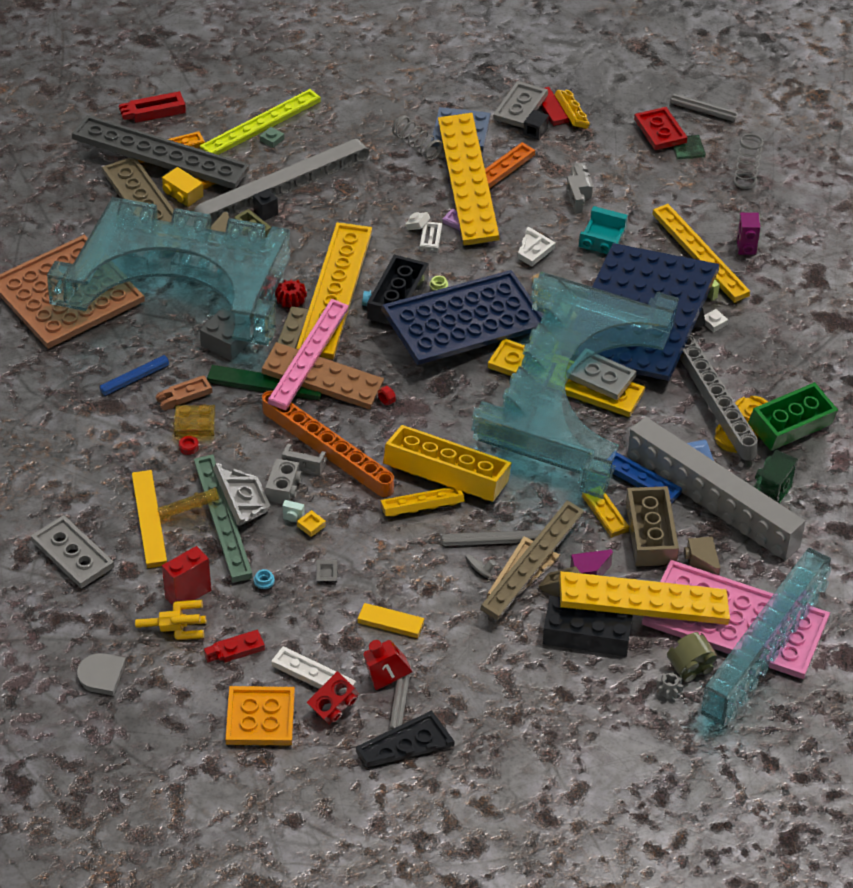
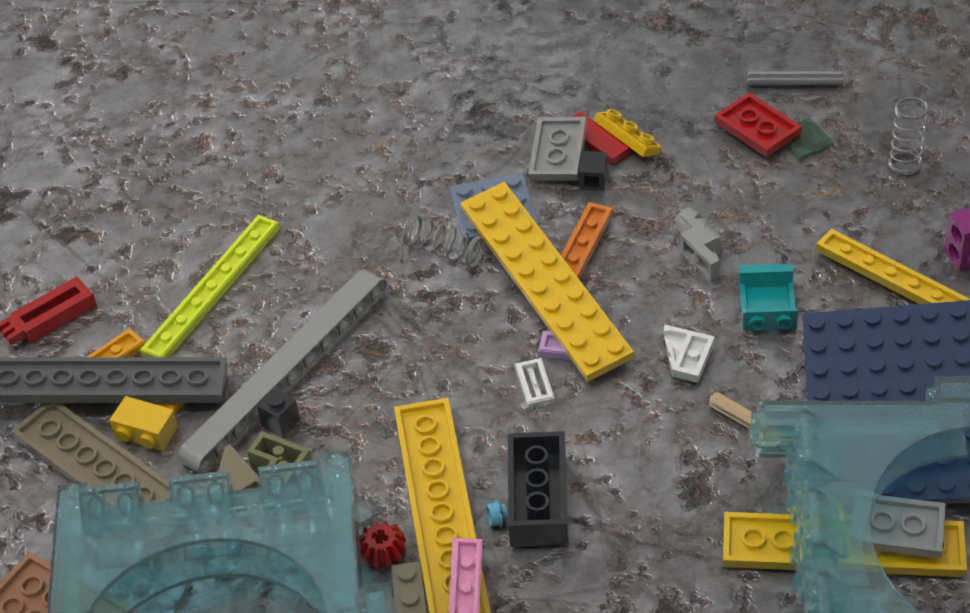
camera: 15 degrees left, 0 degrees up
(272, 137) = (237, 303): sand green plate -> none
(417, 220) = (506, 366): white plate -> none
(438, 282) = (585, 455): yellowish green plate -> none
(462, 317) = (655, 501): dark blue plate -> none

